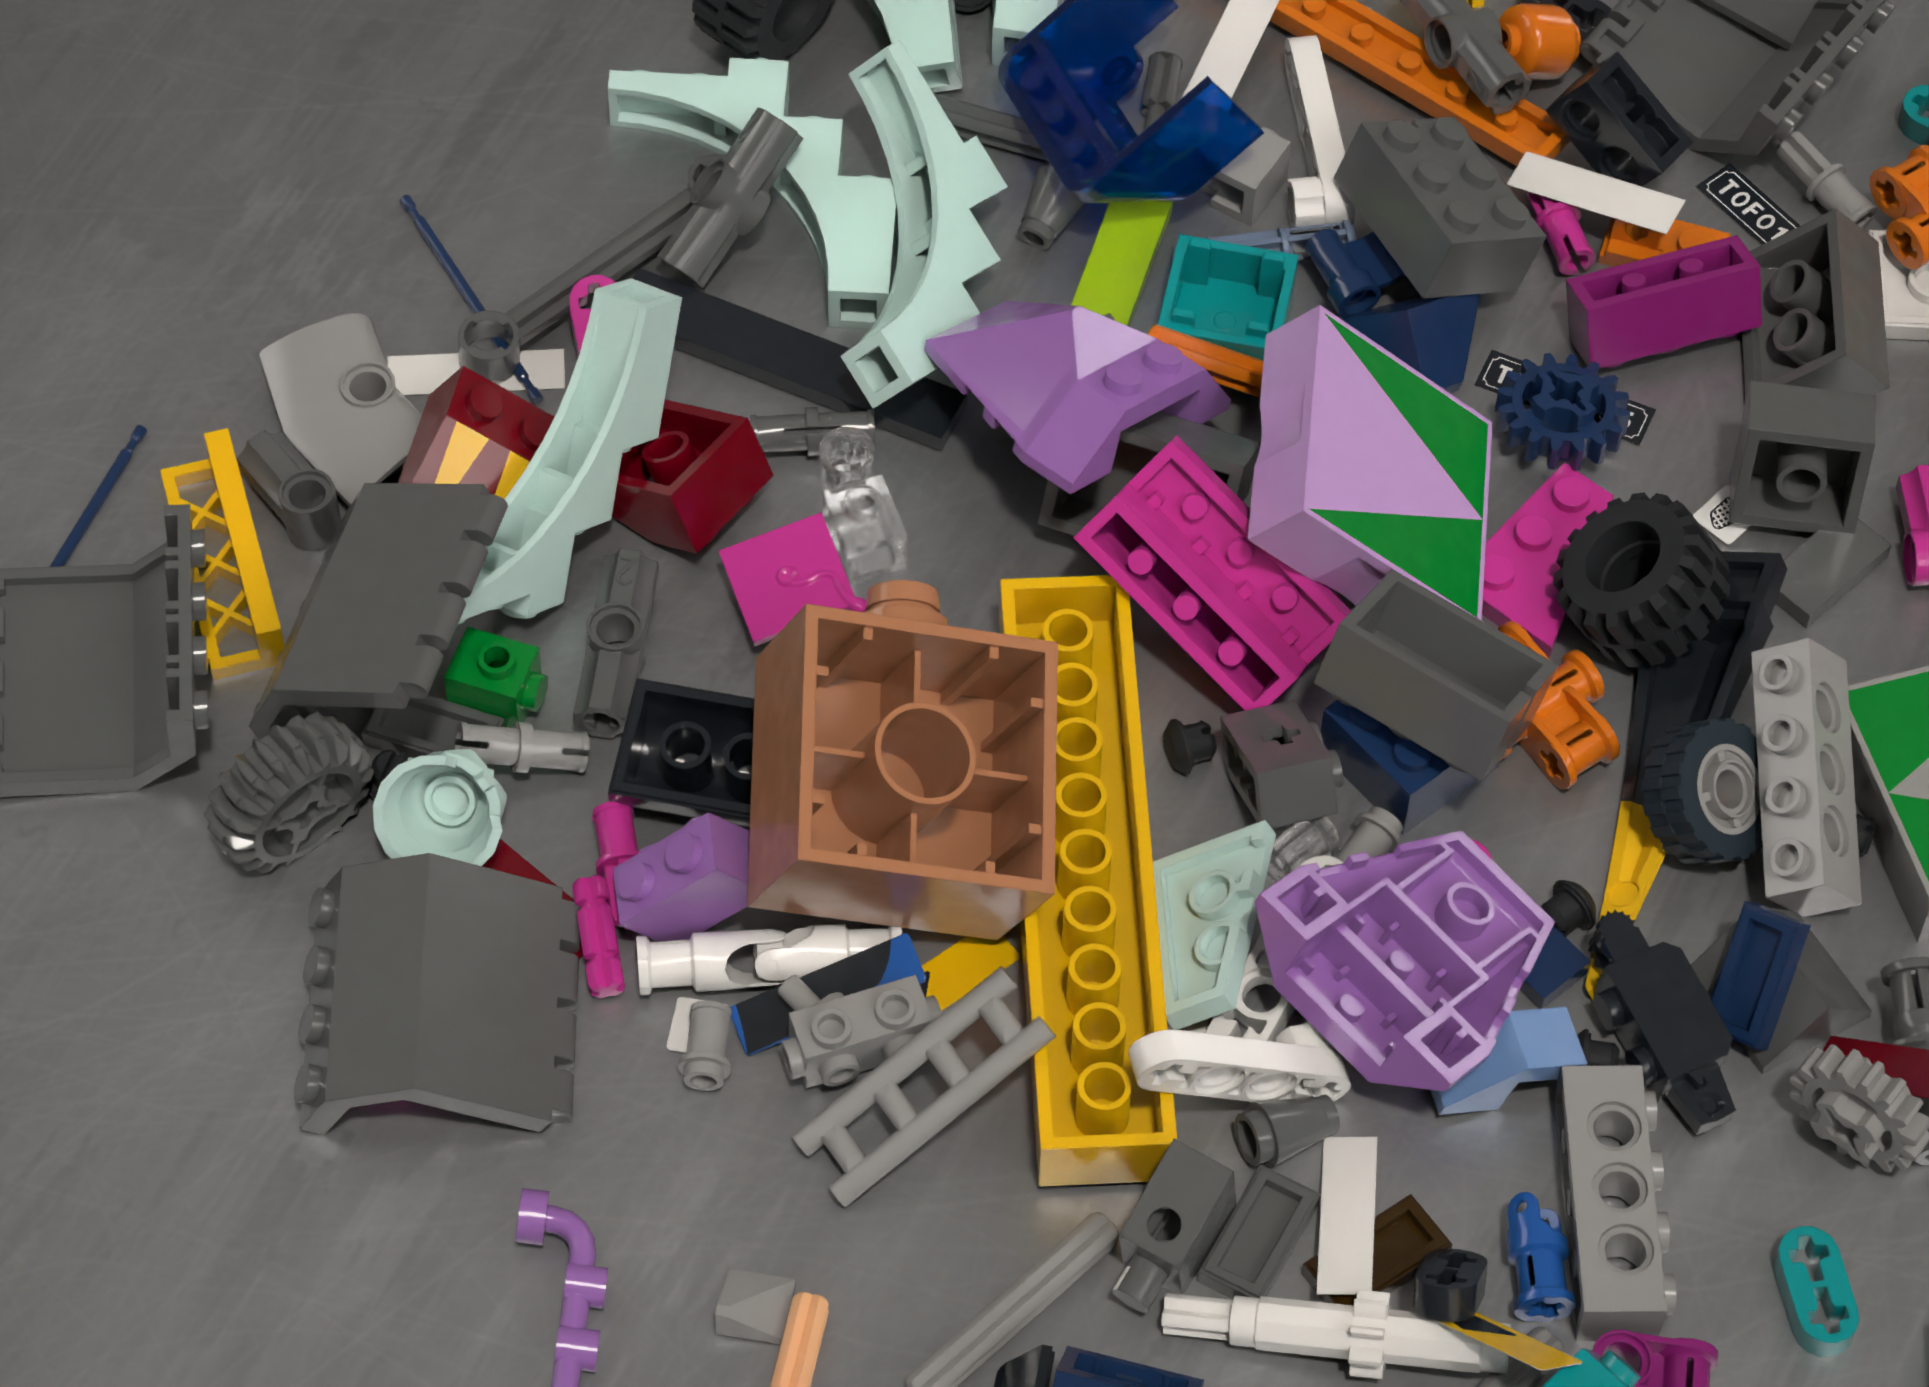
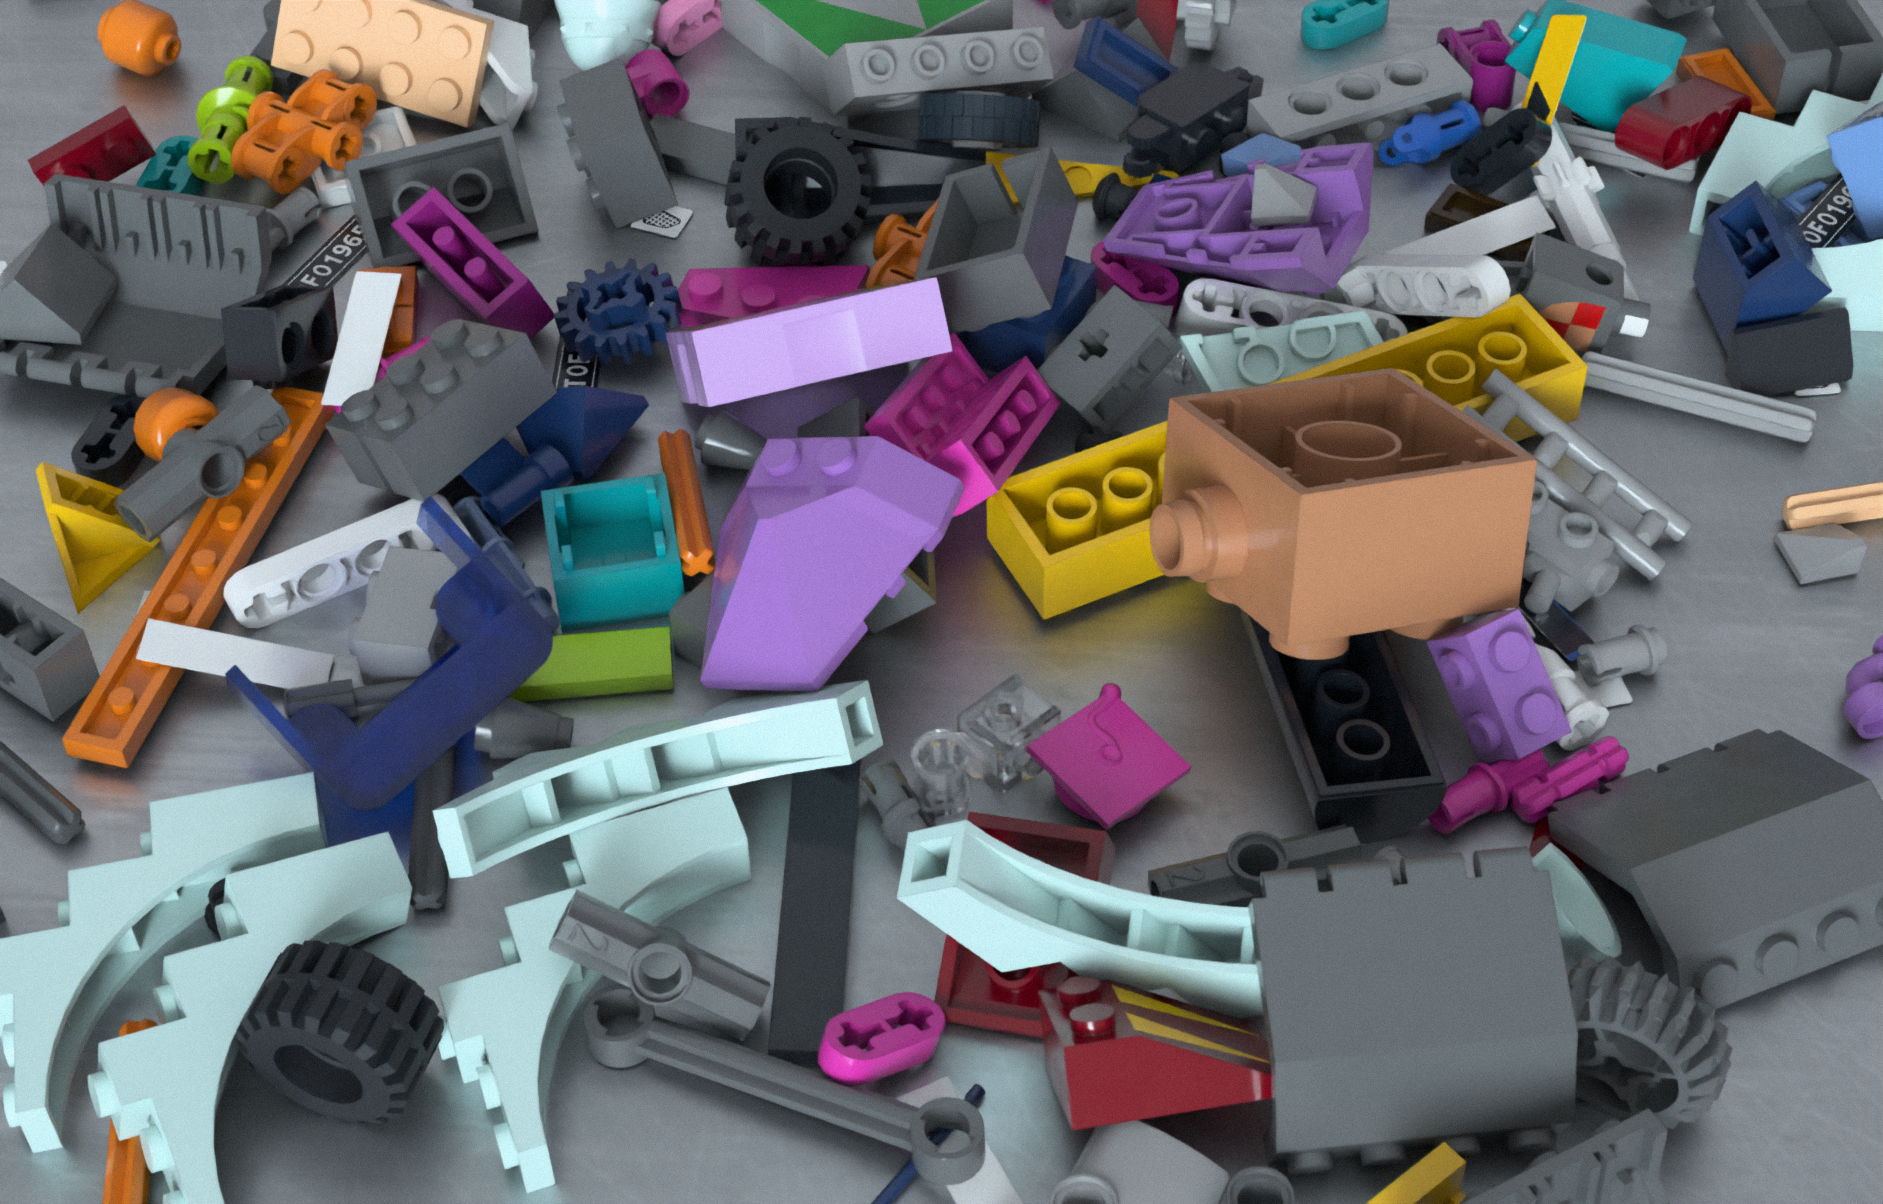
camera: 110 degrees left, 10 degrees down
(1412, 977) = (1281, 198): none -> light grey slope

